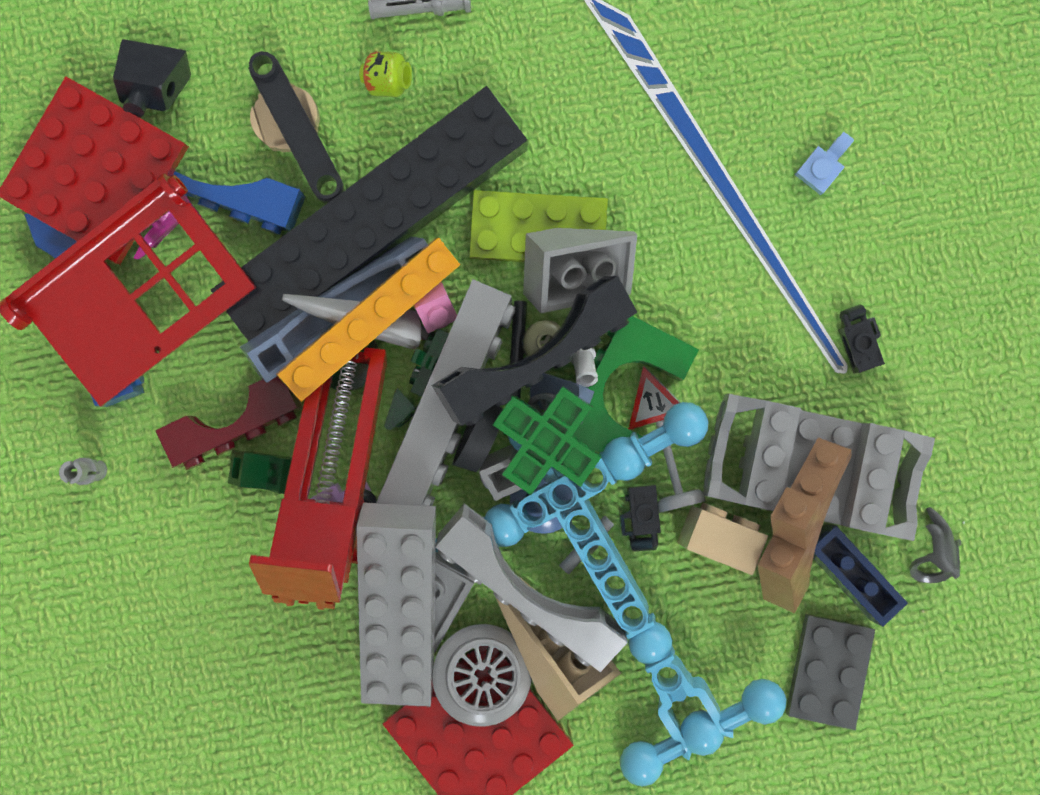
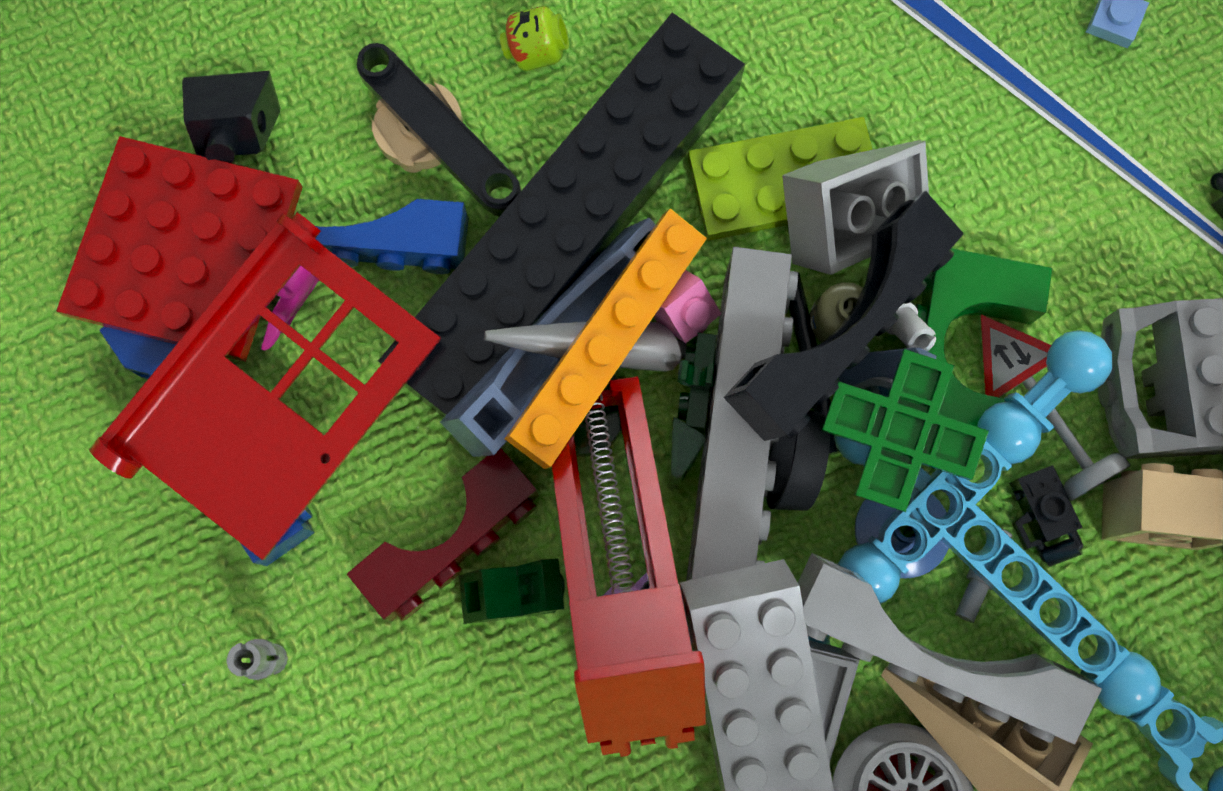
camera: 15 degrees left, 10 degrees down
(492, 471) = (840, 508): light grey brick -> none

